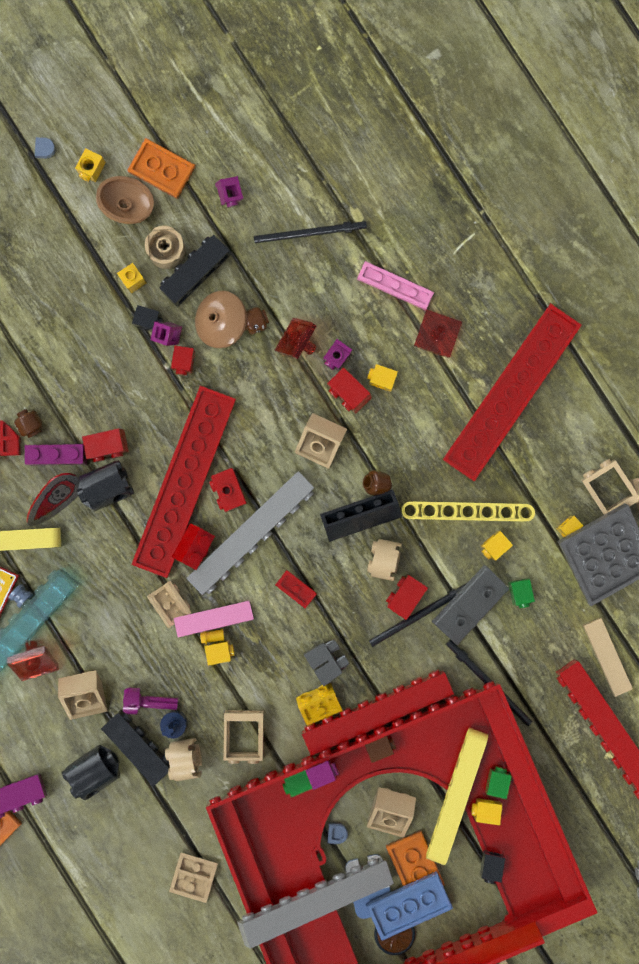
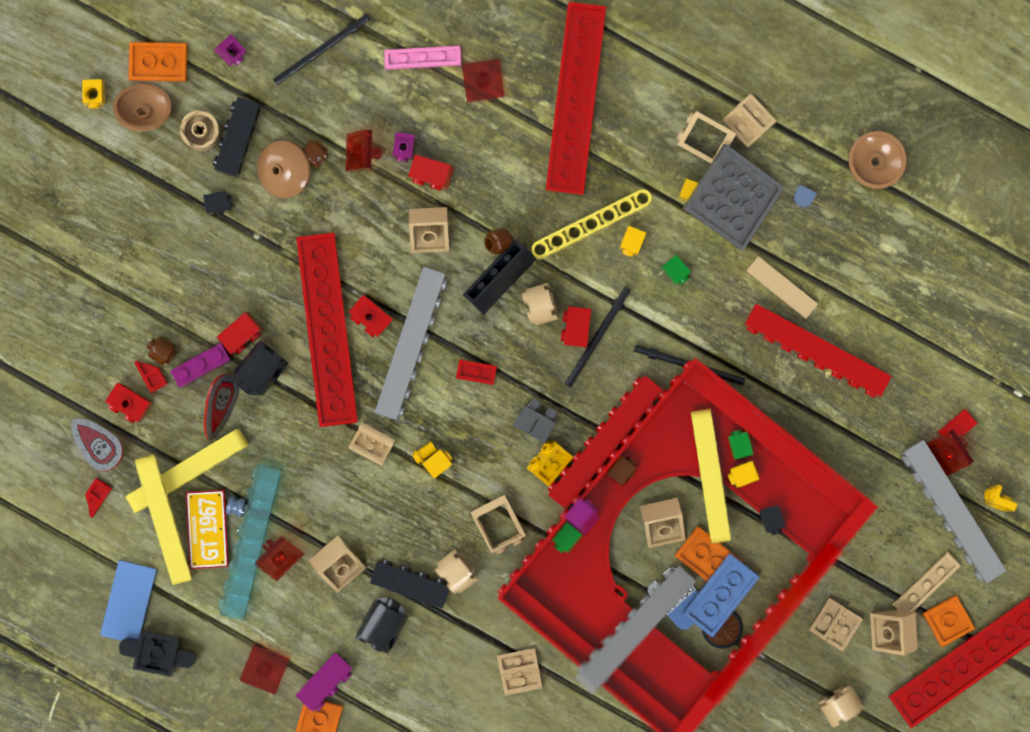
camera: 30 degrees left, 0 degrees up
(44, 148) = (43, 98): sand blue tile -> none
(131, 278) = (184, 173): yellow brick -> none
(133, 701) = (385, 544): magenta piece -> none
(166, 333) = (242, 206): magenta brick -> none
(173, 724) = (431, 547): dark blue piece -> none
(183, 360) = (269, 223): red brick -> none
(193, 546) = (366, 382): red brick -> none
(213, 619) = (417, 436): bright pink tile -> none
(337, 833) = (625, 567): sand blue tile -> none
(382, 377) = (454, 145): yellow brick -> none
(470, 604) = (636, 304): dark grey container -> none

